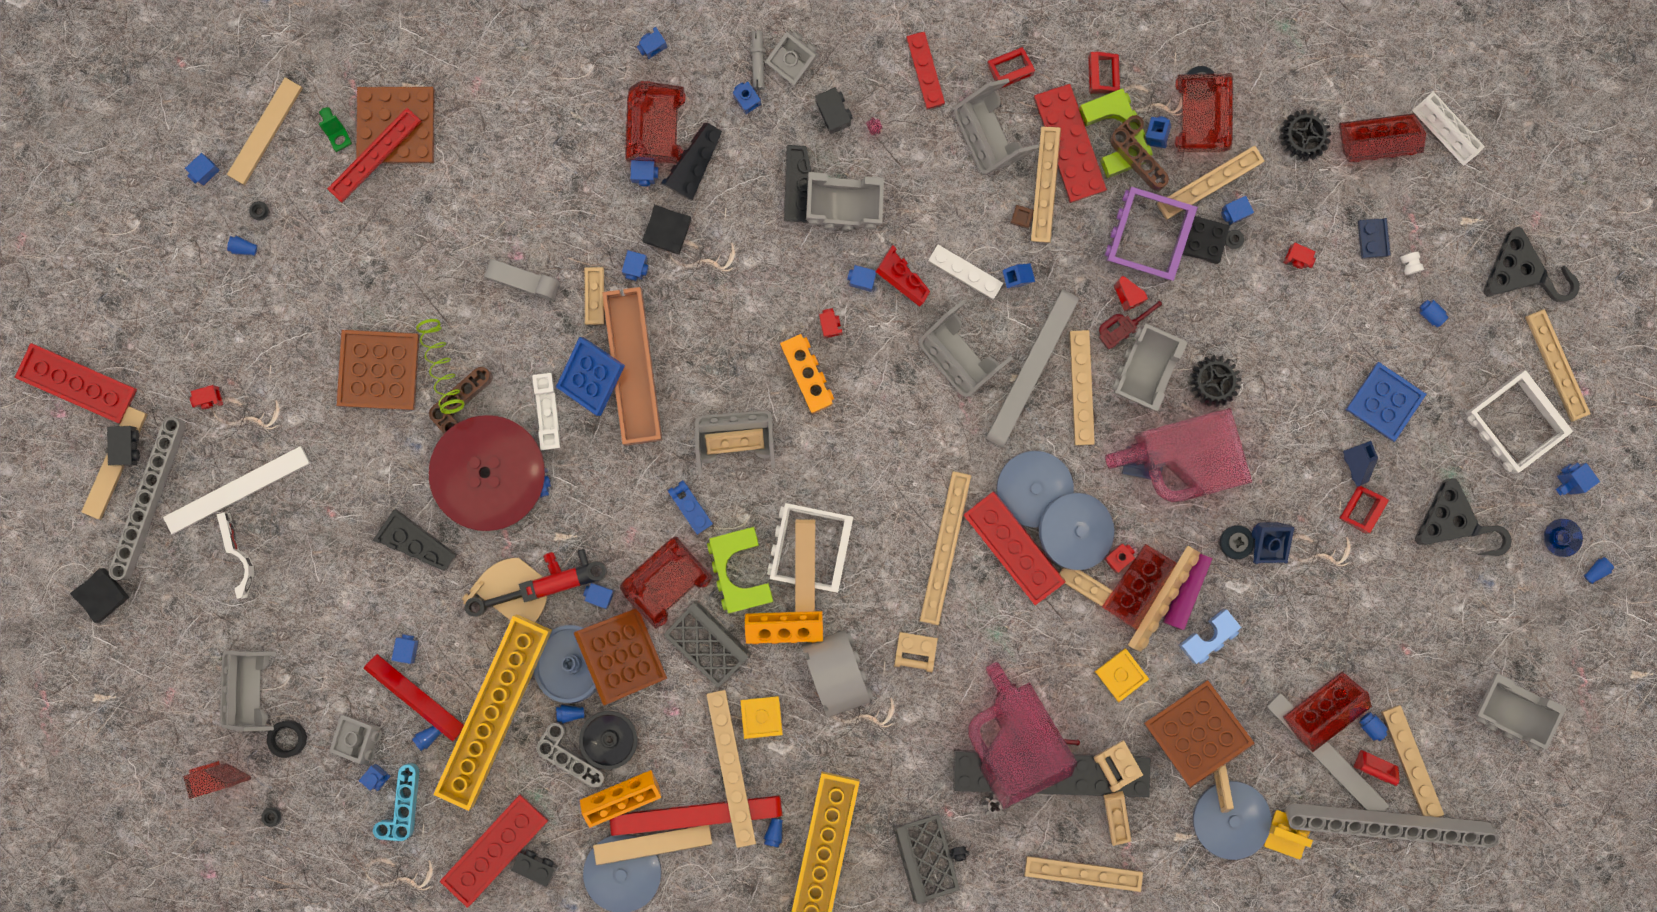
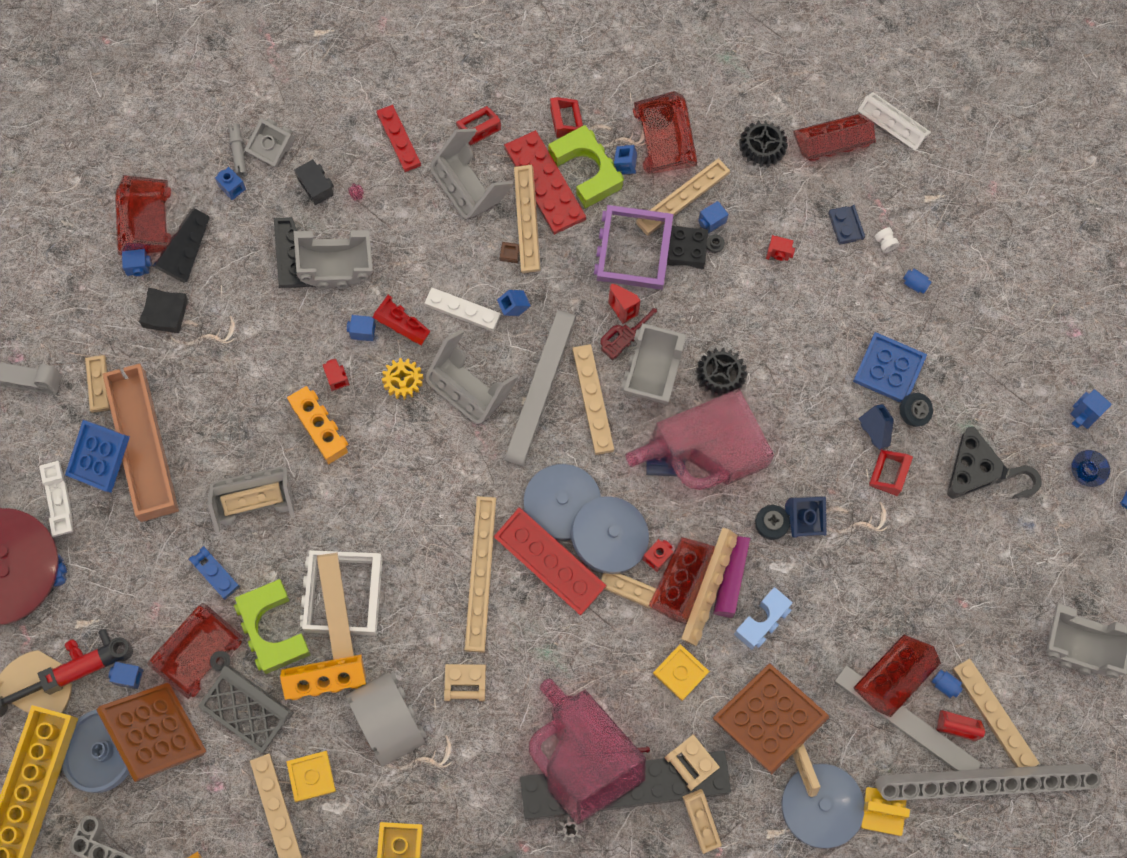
camera: 10 degrees left, 15 degrees down
(569, 713) = (103, 805): blue cone -> none
(597, 748) = (134, 821): black dish -> none
(635, 266) = (135, 348): blue brick -> none
(651, 44) = (134, 149): blue brick -> none
(688, 601) = (224, 655): none -> black plate
(895, 346) = (410, 377): none -> yellow gear
(1142, 155) = (628, 194): reddish brown beam -> none
(1409, 446) = (921, 404): none -> black wheel
(1536, 274) = (992, 219): black piece -> none
(1543, 405) = (1037, 346): white window -> none
(1557, 365) = (1045, 312): tan tile -> none

